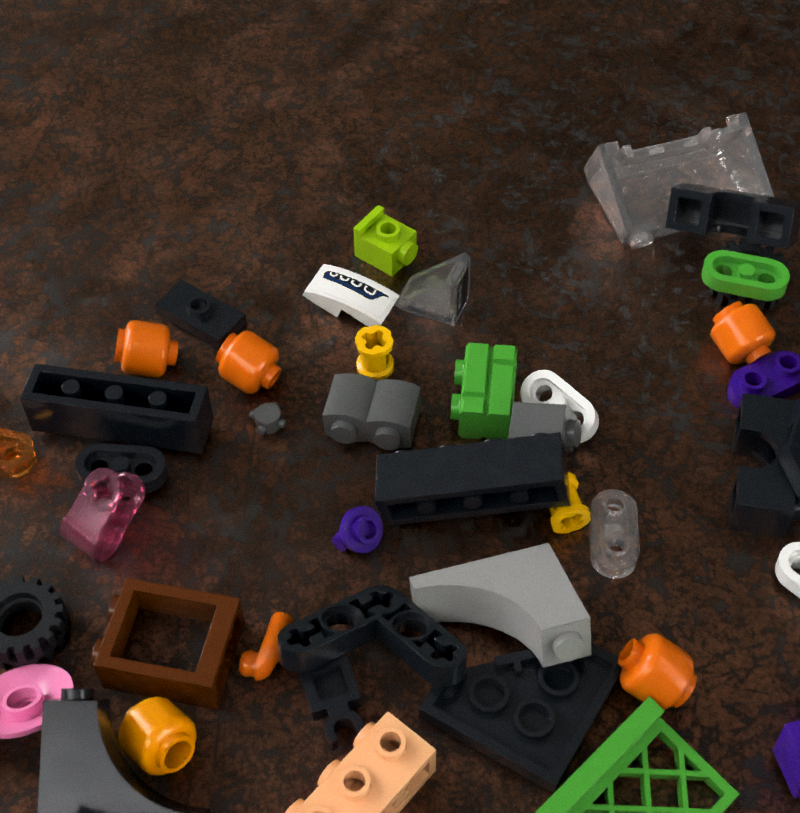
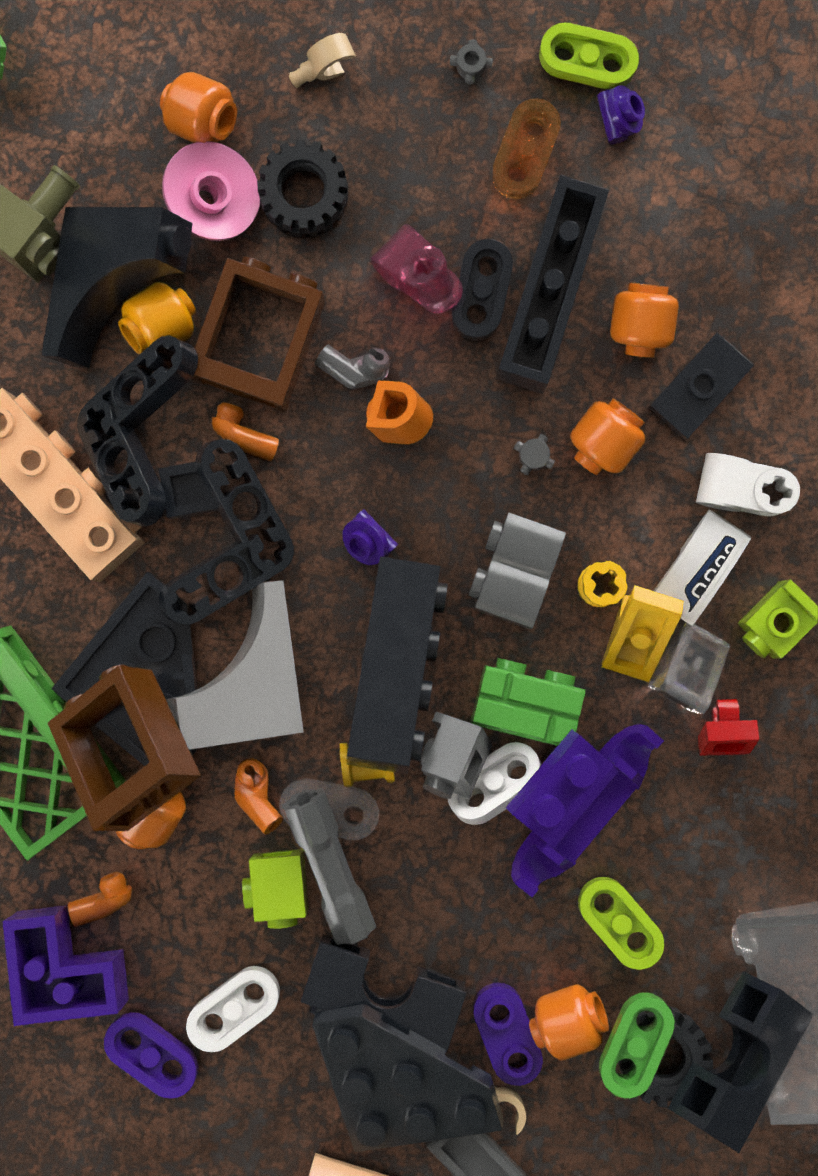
camera: 95 degrees right, 35 degrees up
(200, 558) = (354, 372): none -> dark grey arm
(238, 513) = (398, 413): none -> orange plate
(261, 749) = (124, 418): none -> black beam
(281, 270) = (737, 486): none -> white piece
(412, 322) = (641, 632): none -> yellow slope
(483, 262) = (726, 731): none -> red tile
(559, 347) = (574, 800): none -> dark purple plate
(616, 596) = (252, 795): none -> orange arm
(640, 635) = (170, 760): none -> reddish brown window
(643, 516) = (317, 834): none -> dark grey axle
(644, 319) = (619, 922): none -> lime plate
(696, 556) = (277, 888): none -> lime brick
(748, 698) = (113, 896): none -> orange arm

